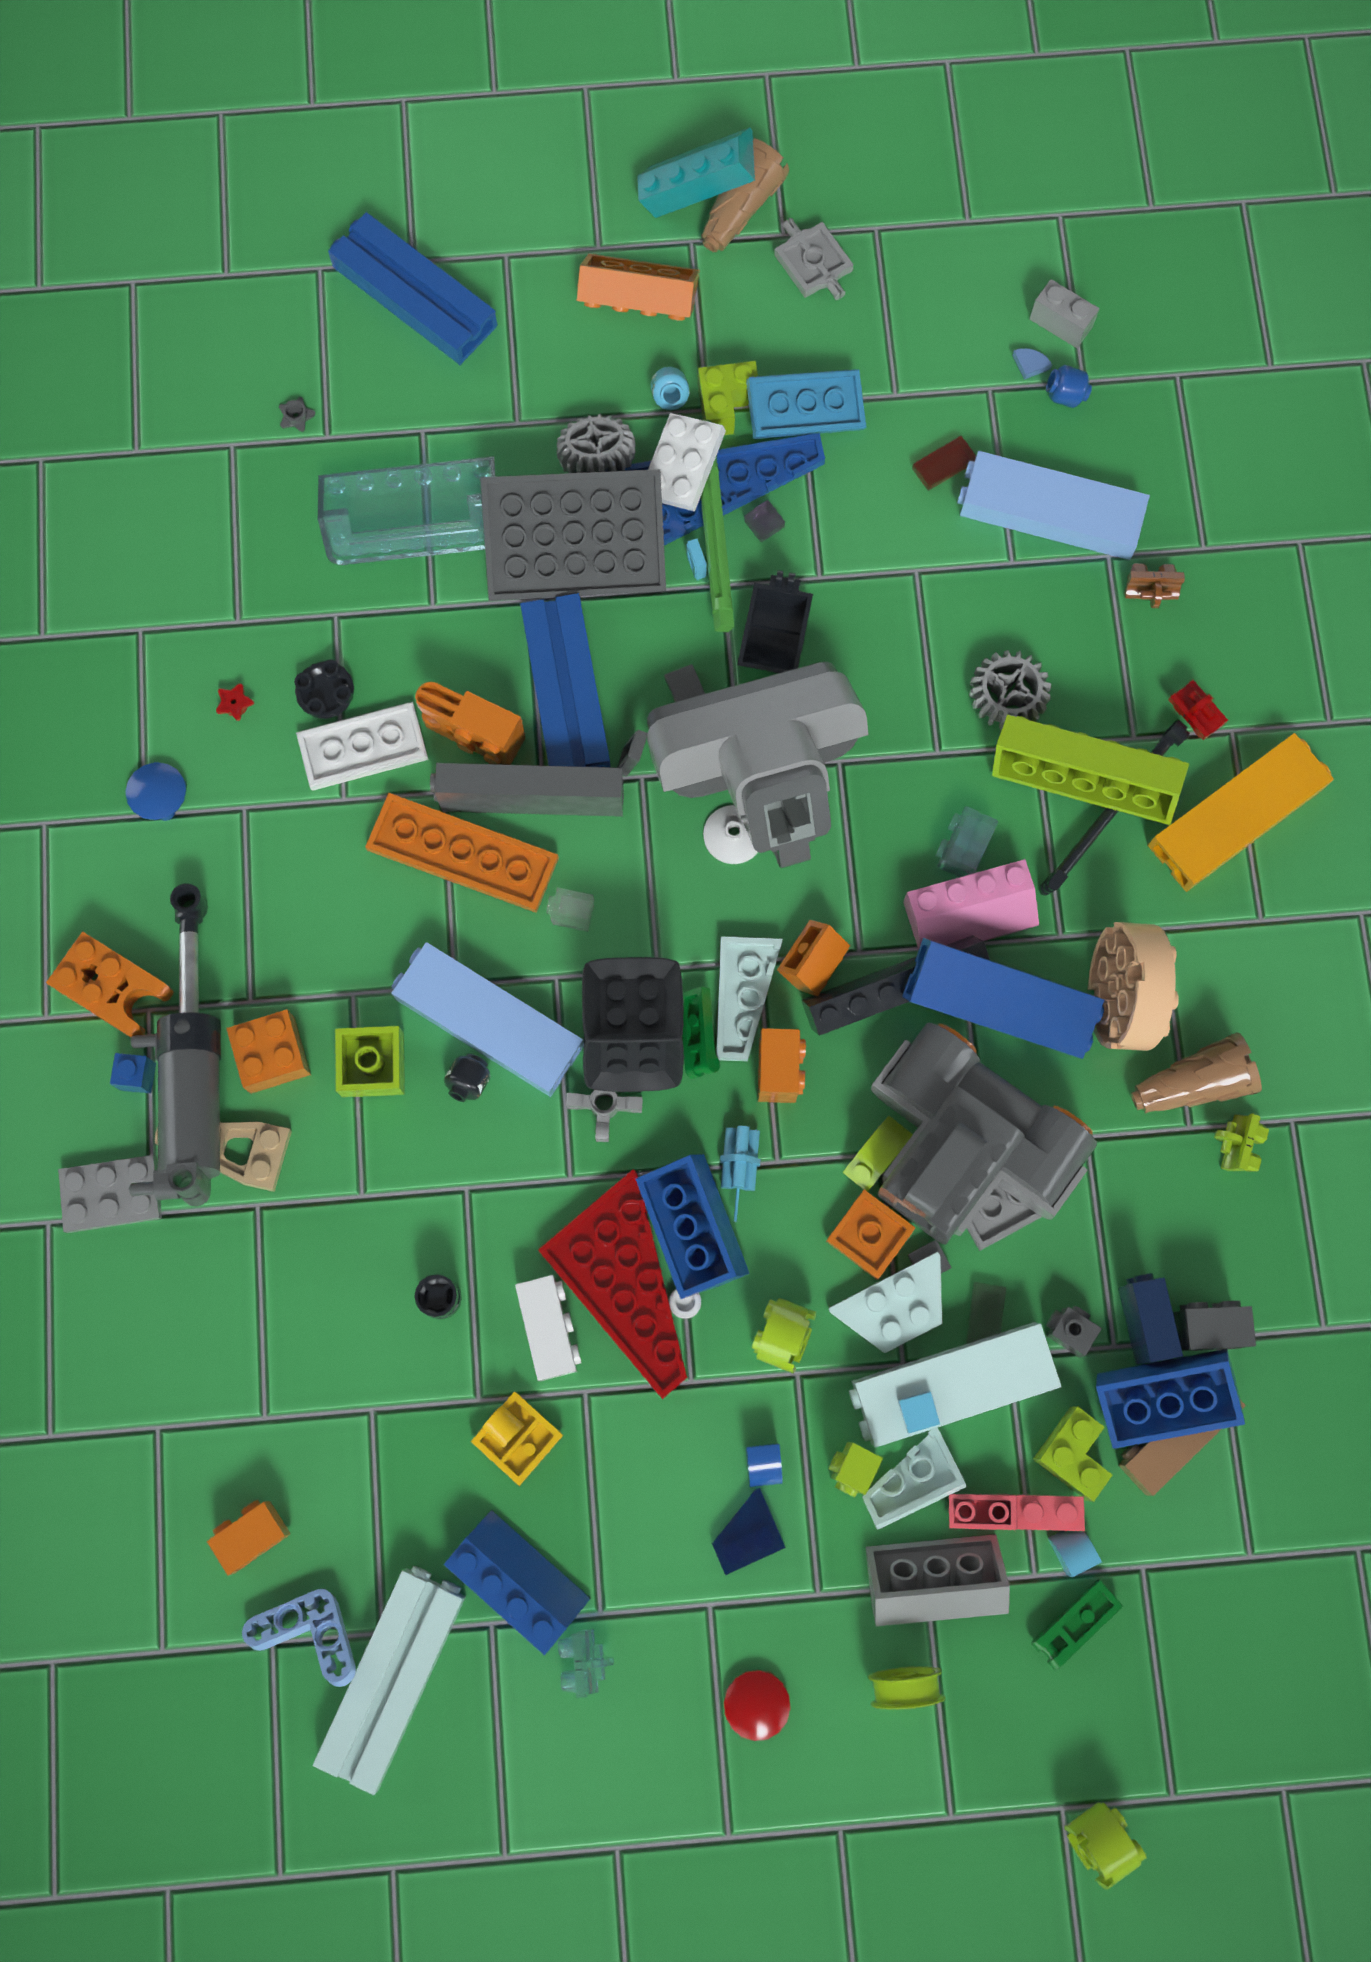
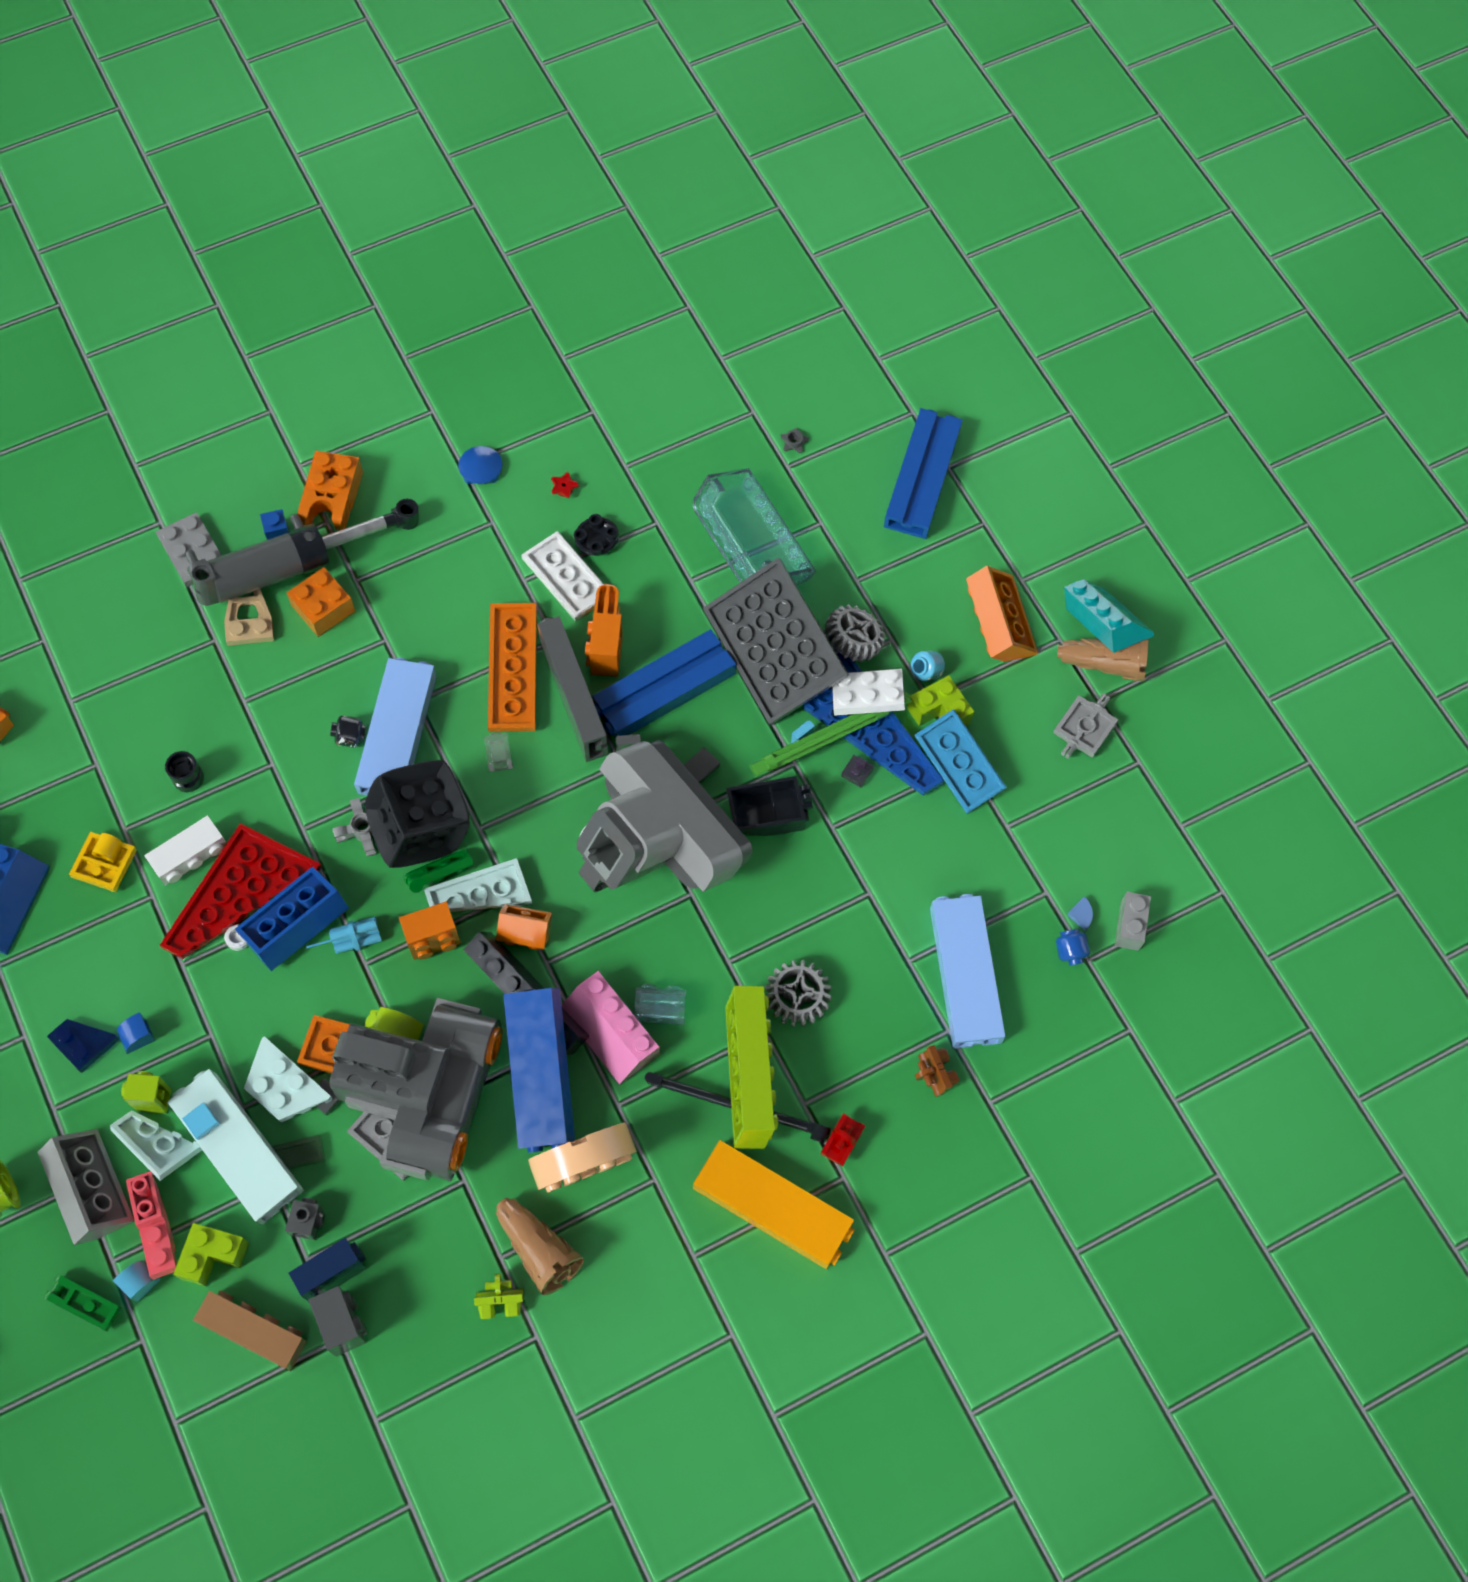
camera: 65 degrees right, 10 degrees down
(369, 1061) = (335, 665): lime brick -> none
(784, 1334) = (231, 1008): lime brick -> none
(944, 463) = (965, 879): clear red tile -> none
(1170, 1398) = (270, 1304): blue slope -> none

